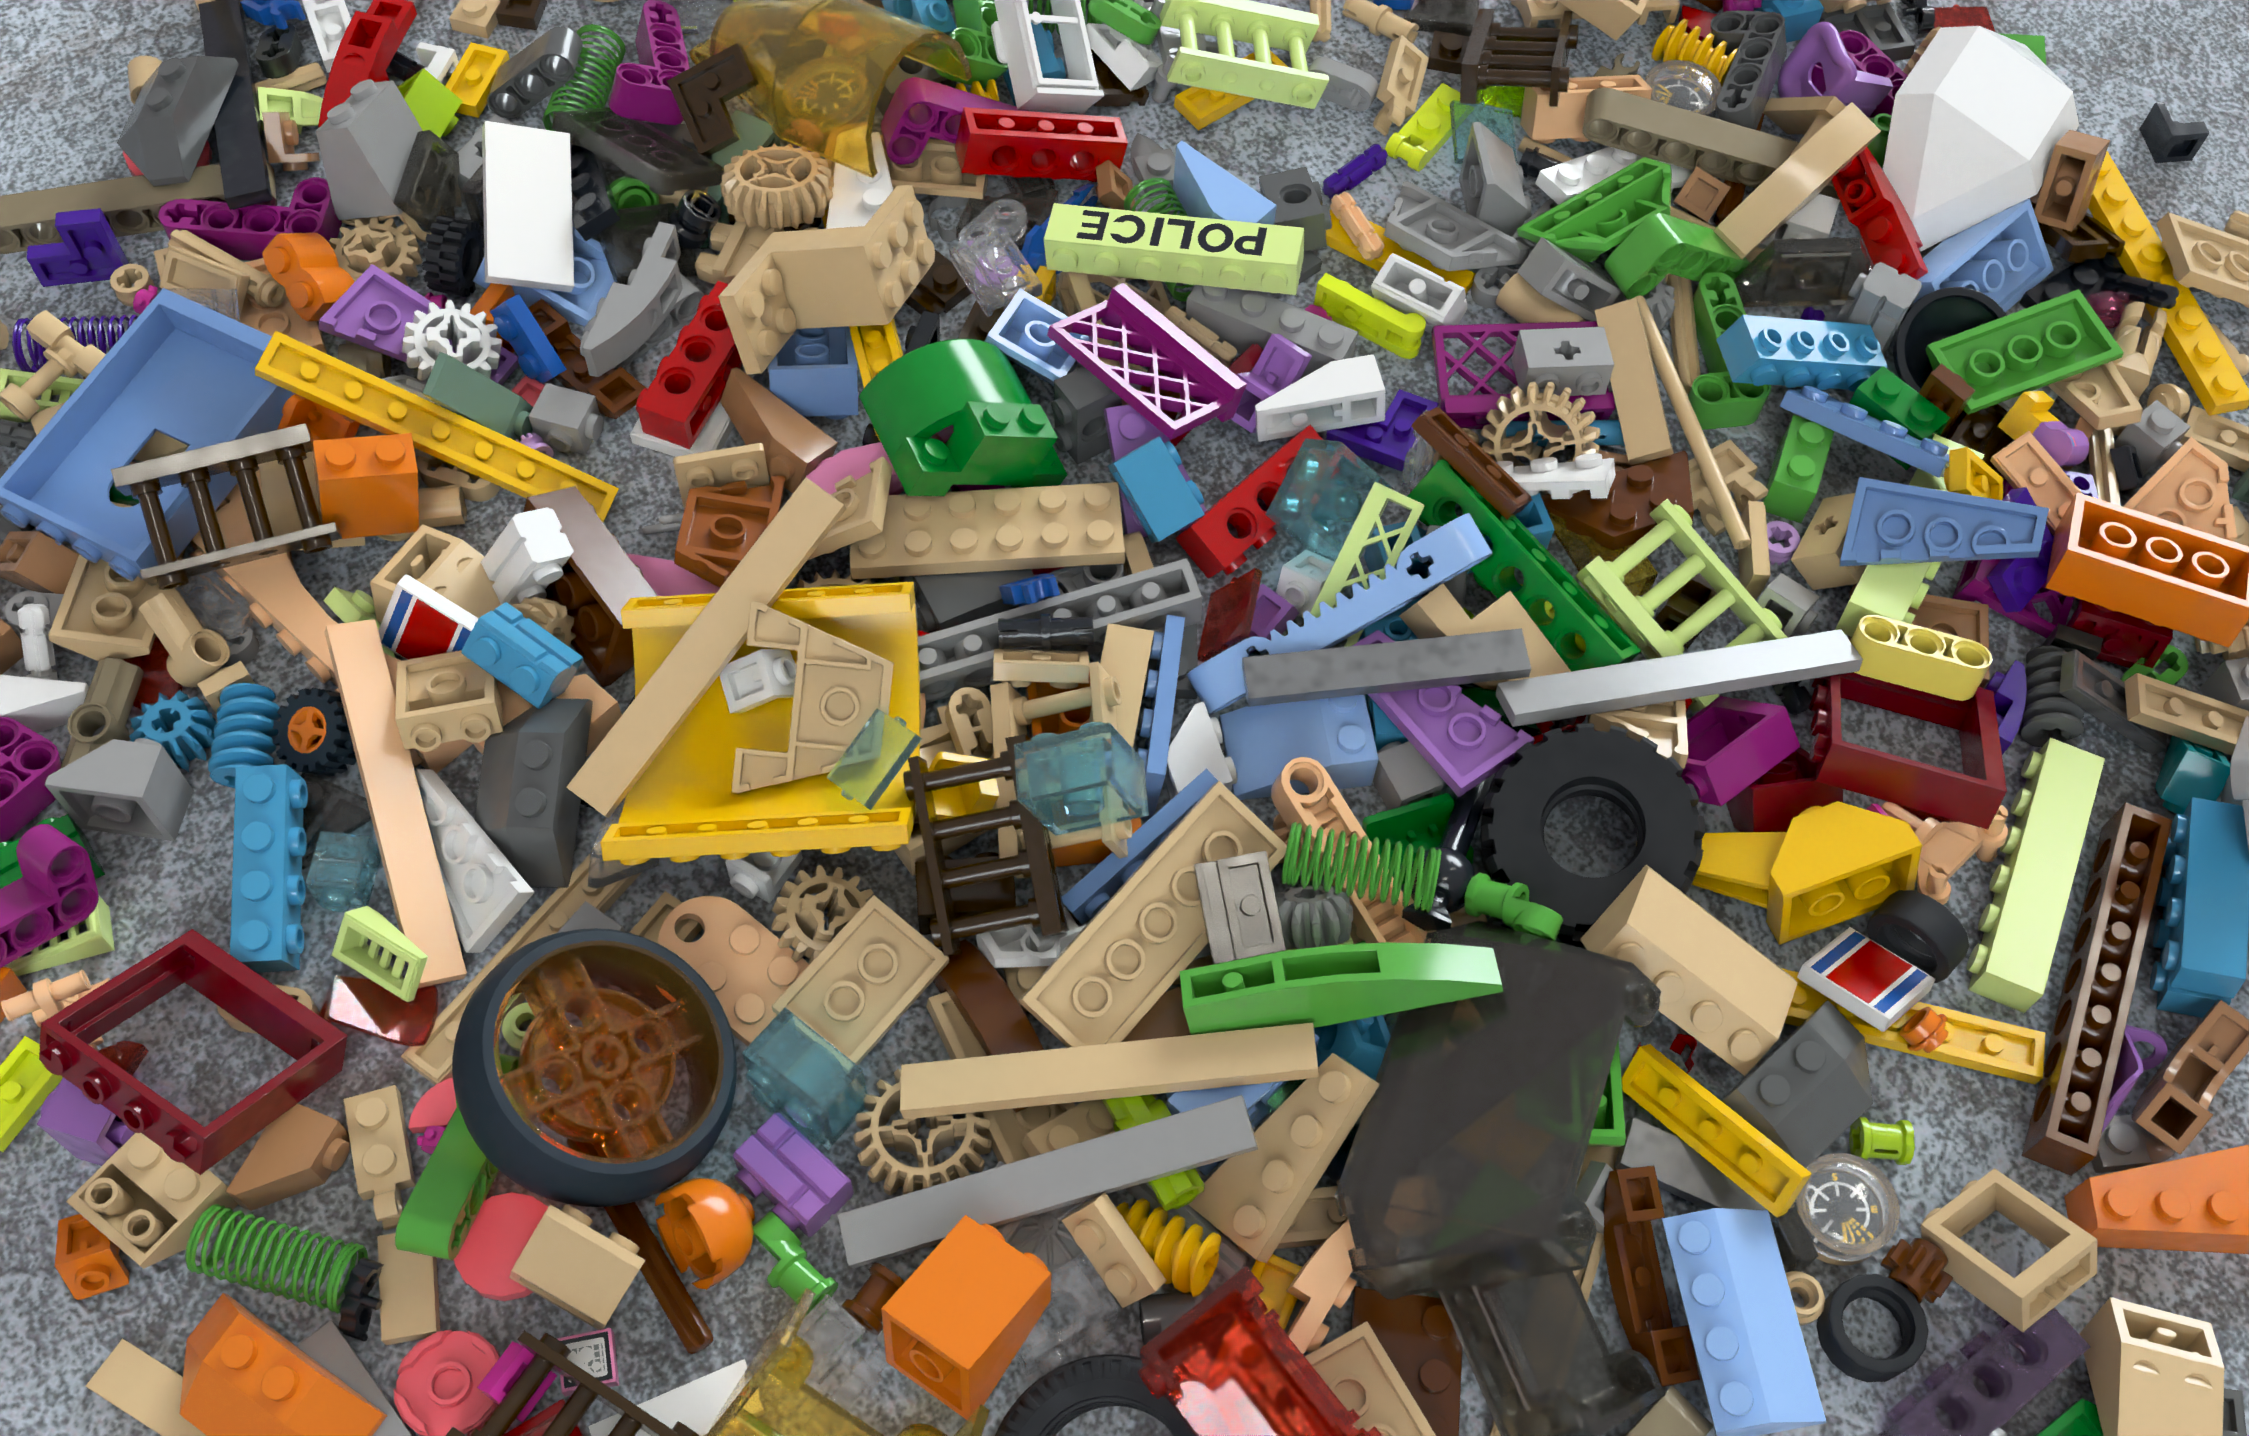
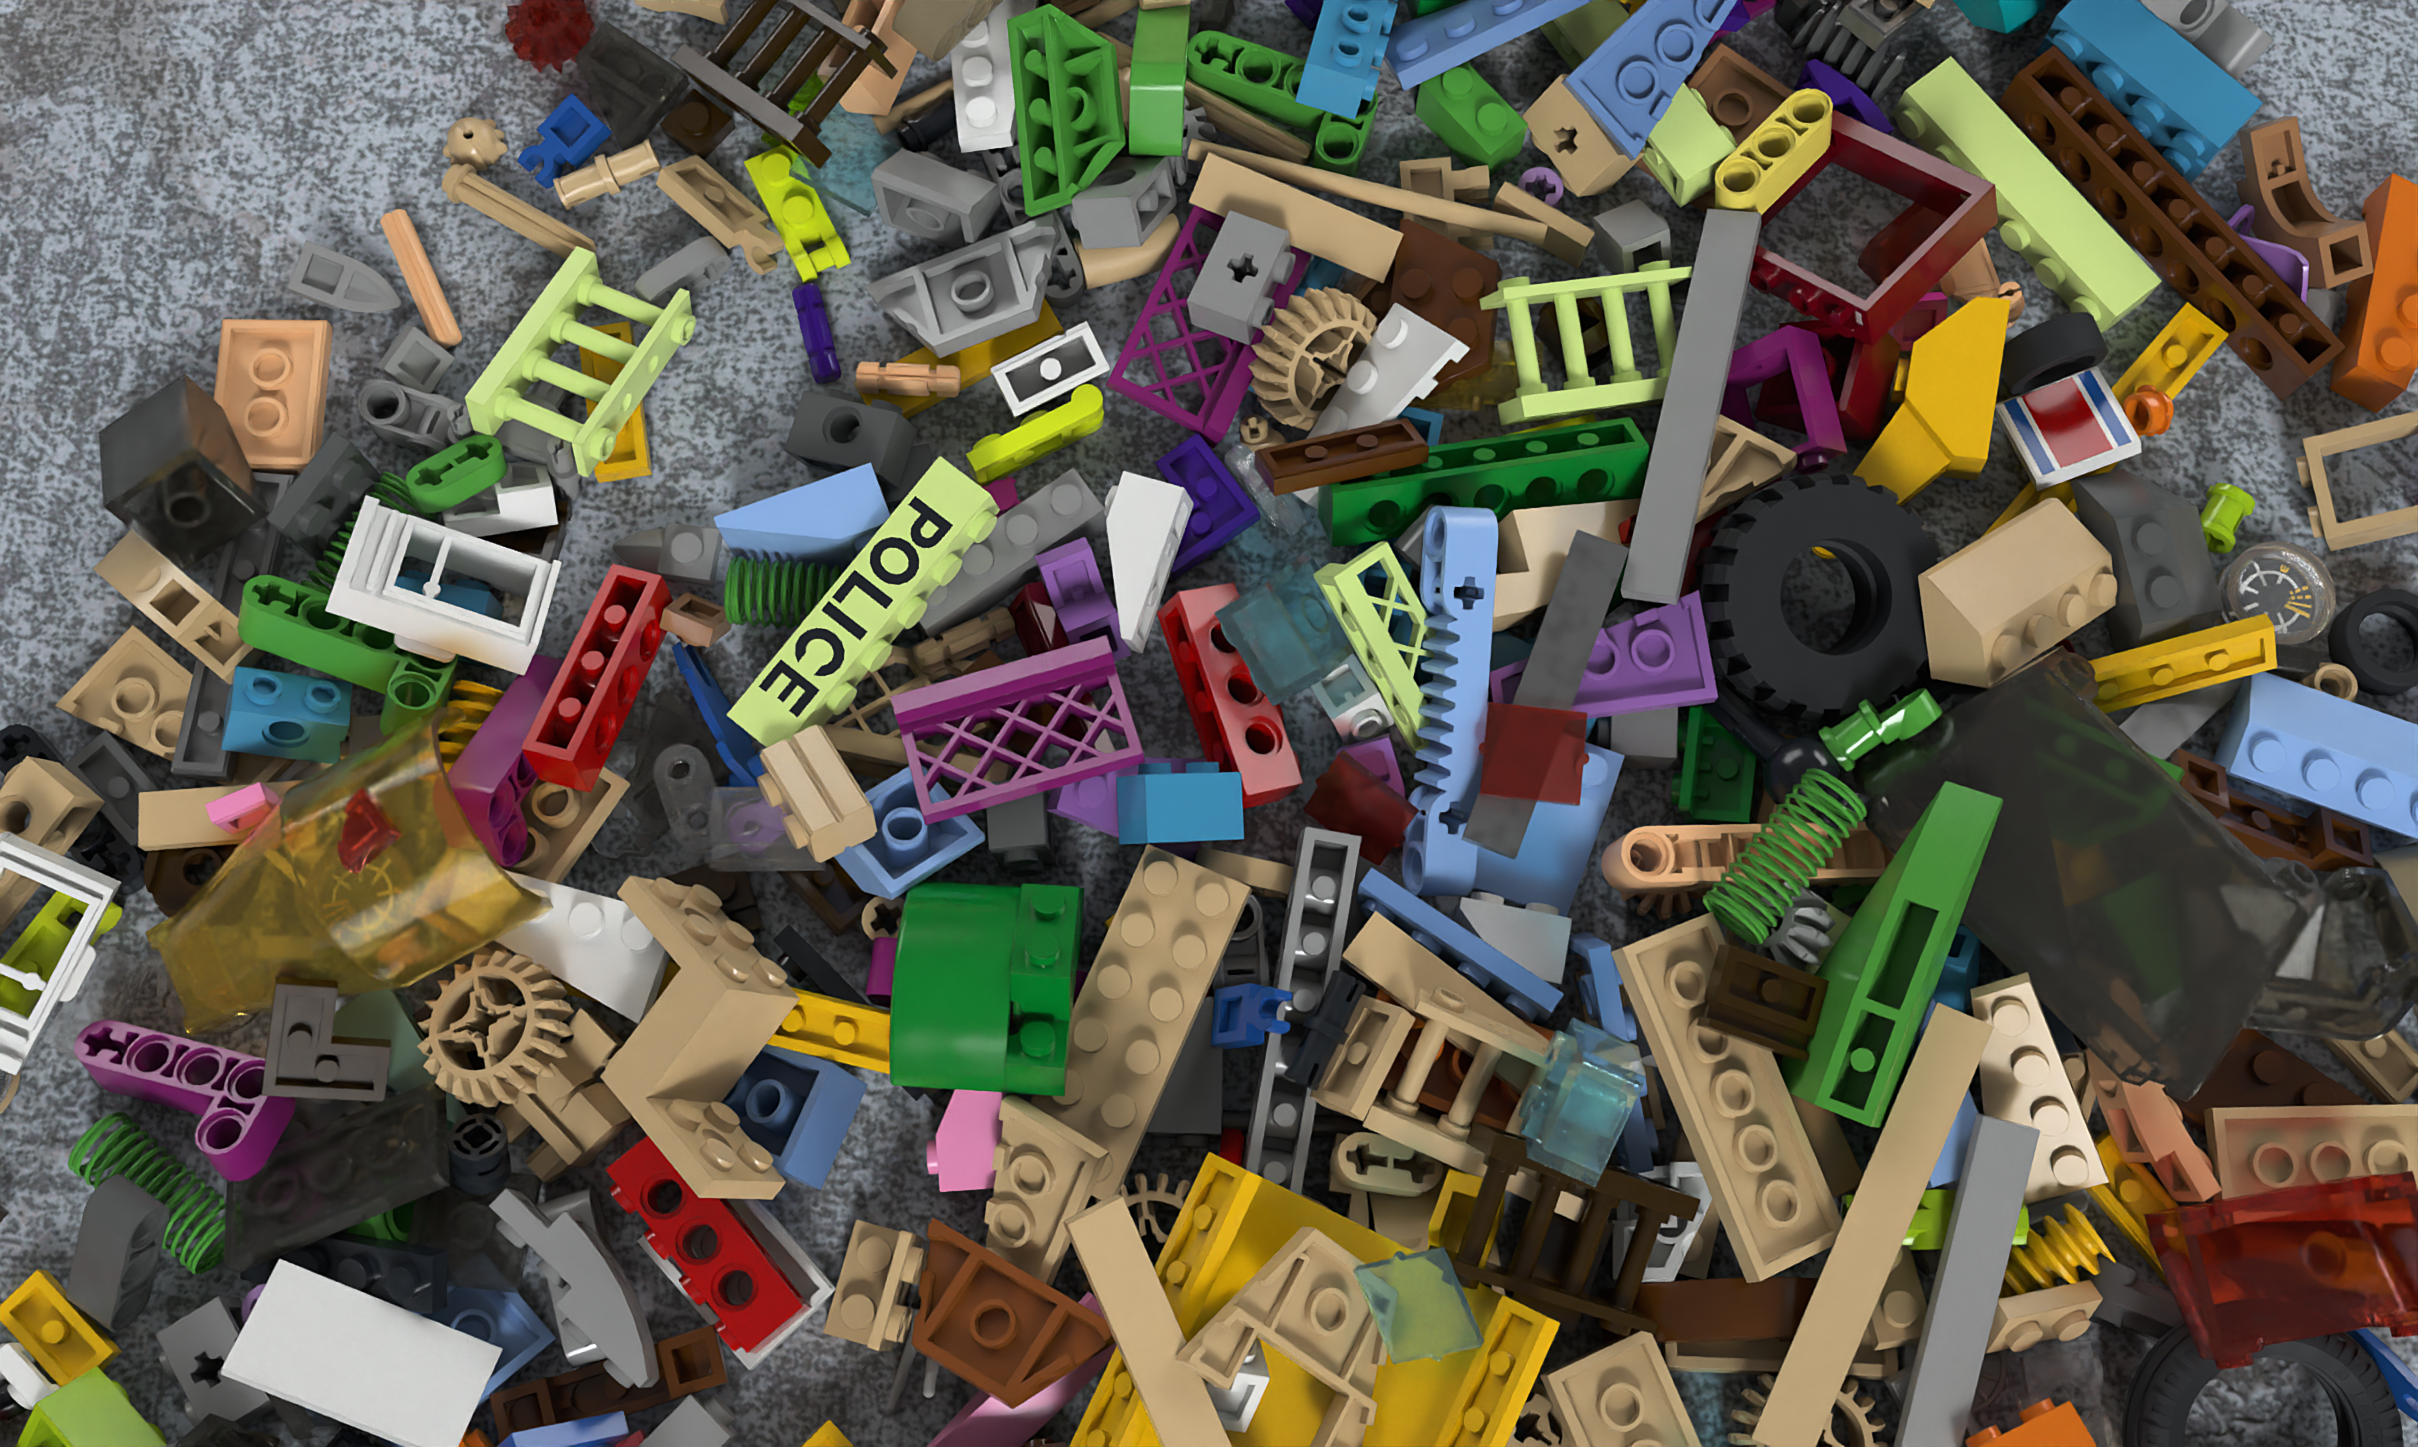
camera: 60 degrees left, 15 degrees up
(789, 440) = (858, 1198): medium nougat slope -> none
(854, 24) = (365, 831): none -> clear red tile
(1029, 268) = (816, 793): none -> tan brick
(1332, 673) = (1533, 754): none -> clear red piece
(1918, 1268) = (2360, 568): reddish brown gear -> none

